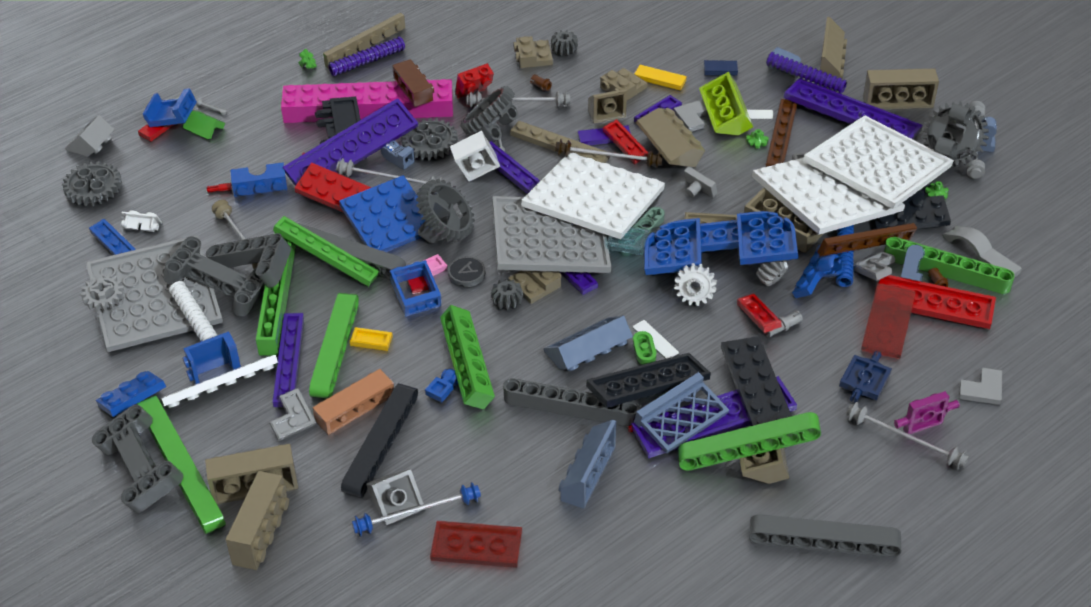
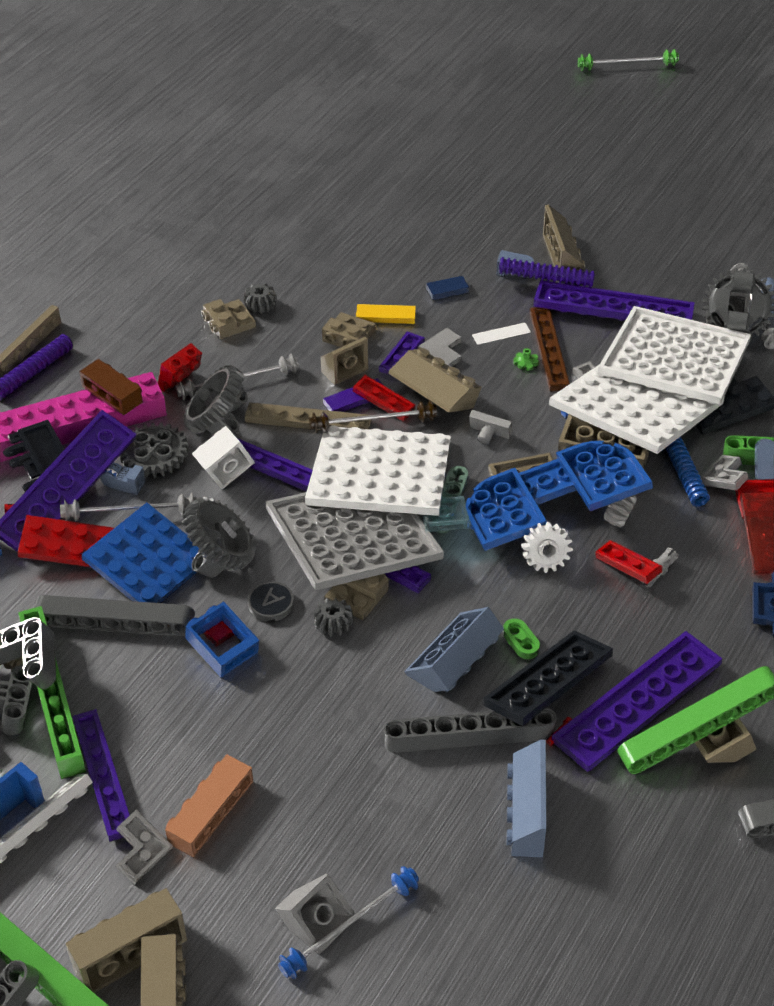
camera: 20 degrees left, 0 degrees up
(326, 251) = (93, 622): bright green plate -> none
(334, 346) = (152, 741): bright green beam -> none
(371, 339) = (192, 718): yellow tile -> none
(379, 440) = (264, 847): black beam -> none
(436, 264) = (231, 599): bright pink tile -> none
(443, 386) = (309, 753): blue plate -> none
(467, 357) = (324, 709): bright green brick -> none
(476, 544) = (439, 943): clear red tile -> none
(540, 82) = (259, 352): reddish brown pin -> none
(660, 343) = (541, 631): white sticker -> none
(668, 402) = (585, 698): sand blue fence -> none
(726, 106) = (477, 330): lime slope -> none
(755, 380) = (668, 647): black plate -> none
(816, 269) = (666, 492): blue plate -> none
(865, 239) = (704, 447): reddish brown tile -> none
(901, 88) = (655, 267): dark tan brick -> none
(936, 190) = (744, 372): bright green plant -> none

